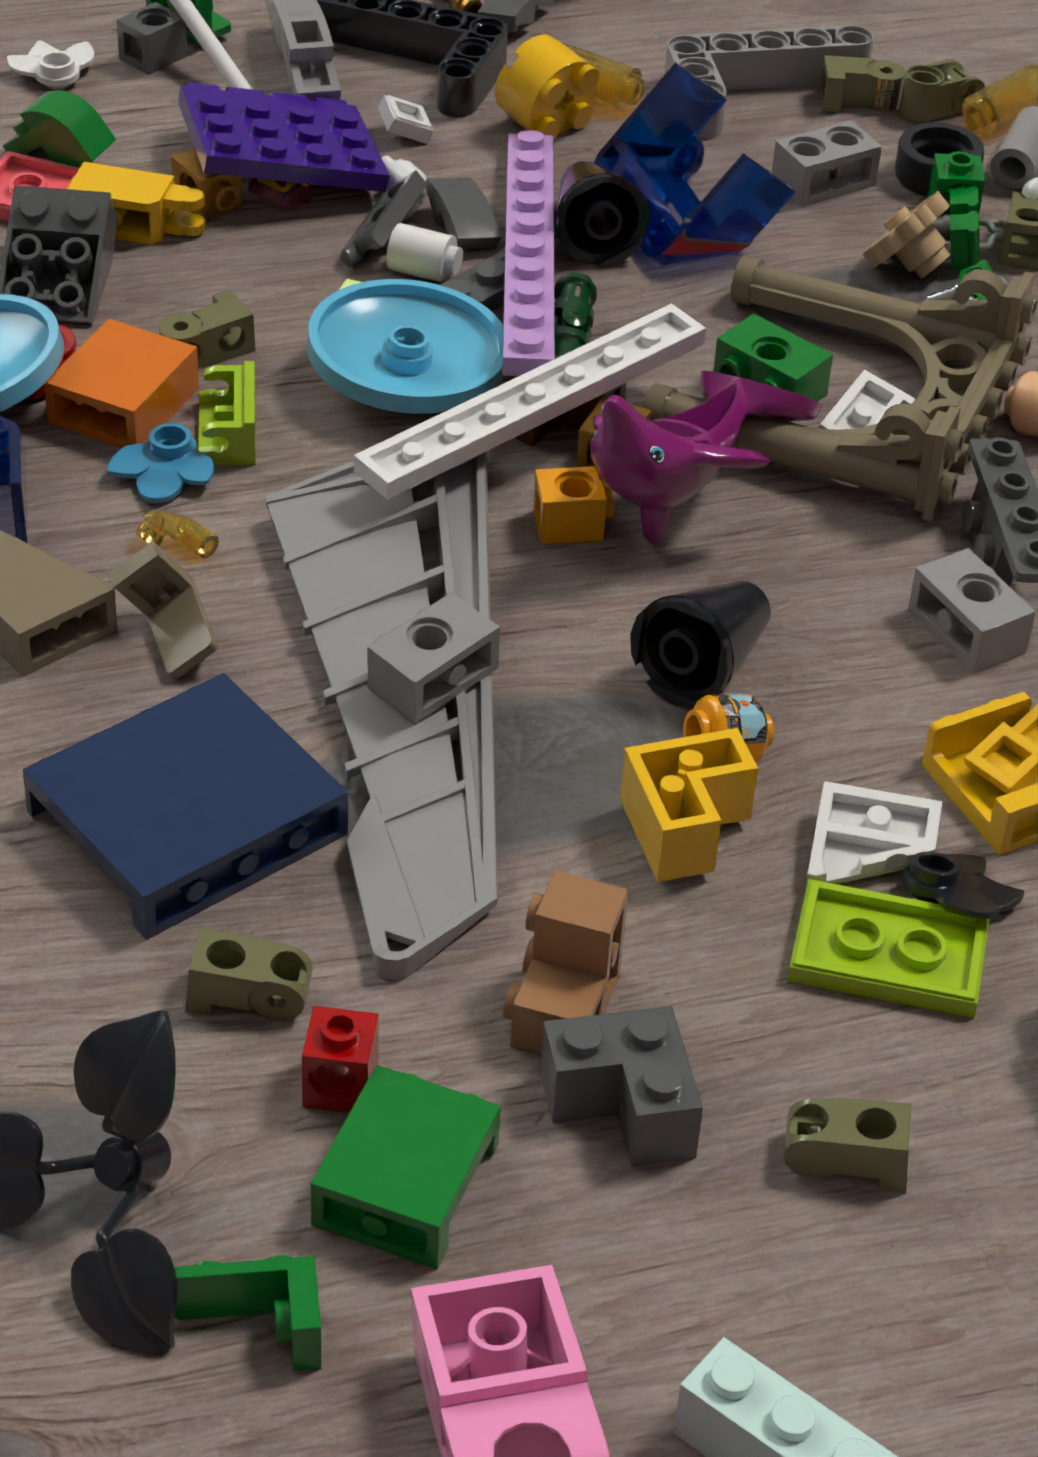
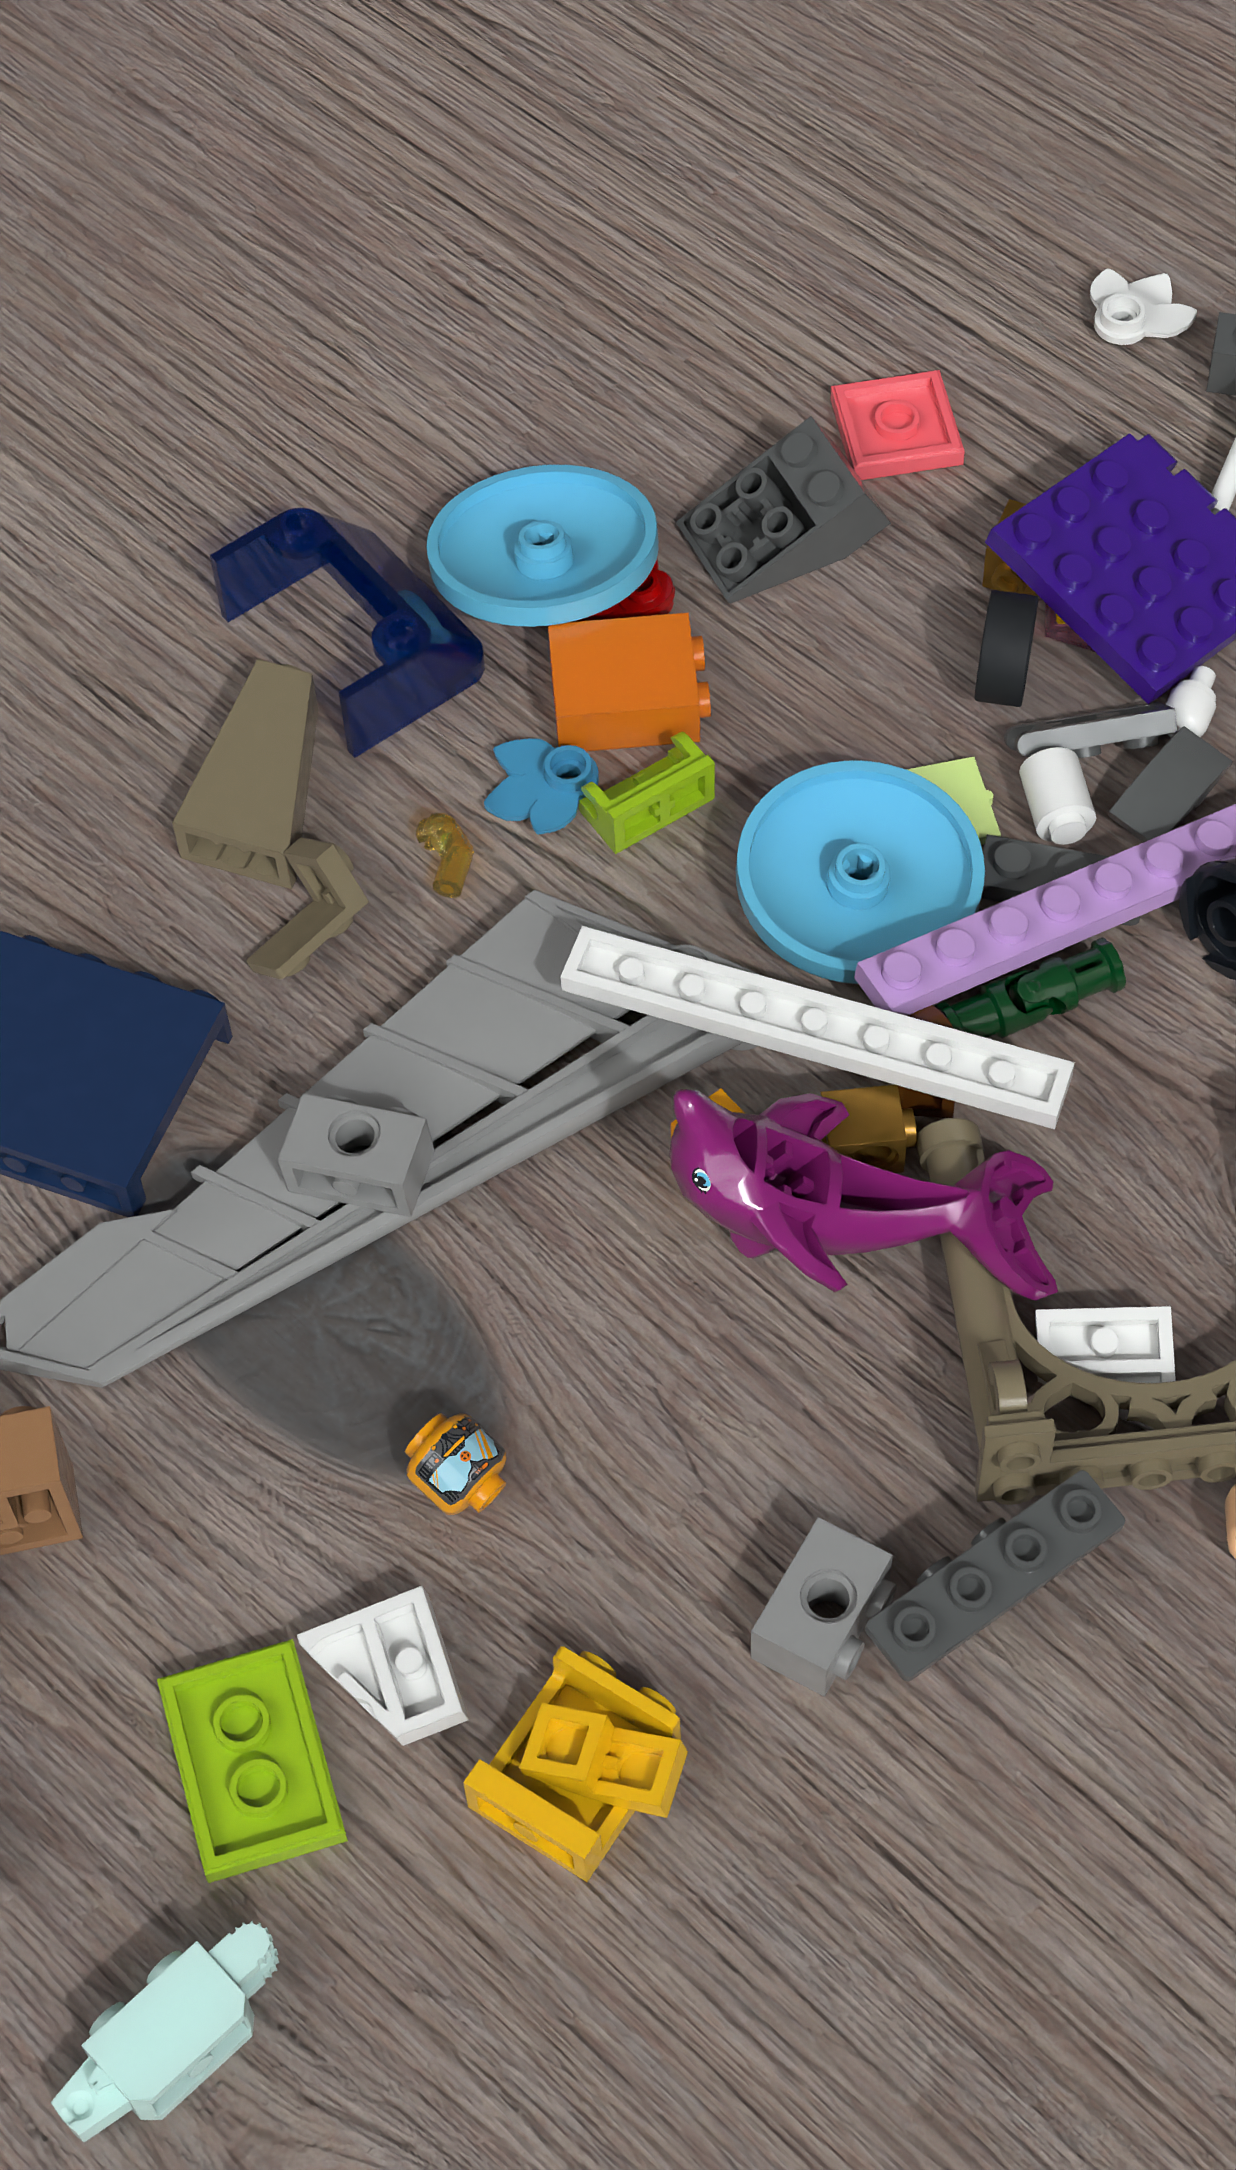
camera: 65 degrees right, 15 degrees up
(64, 128) = (987, 392): green brick -> none
(144, 202) = (927, 514): yellow hinge -> none
(217, 330) = (766, 700): olive leg -> none
(312, 205) = (1006, 648): none -> black tyre
(683, 794) = (302, 1459): yellow brick -> none
(698, 639) = (583, 1373): black cone -> none
(773, 357) = (1112, 1249): green brick -> none
(958, 884) = (375, 1797): black plate -> none

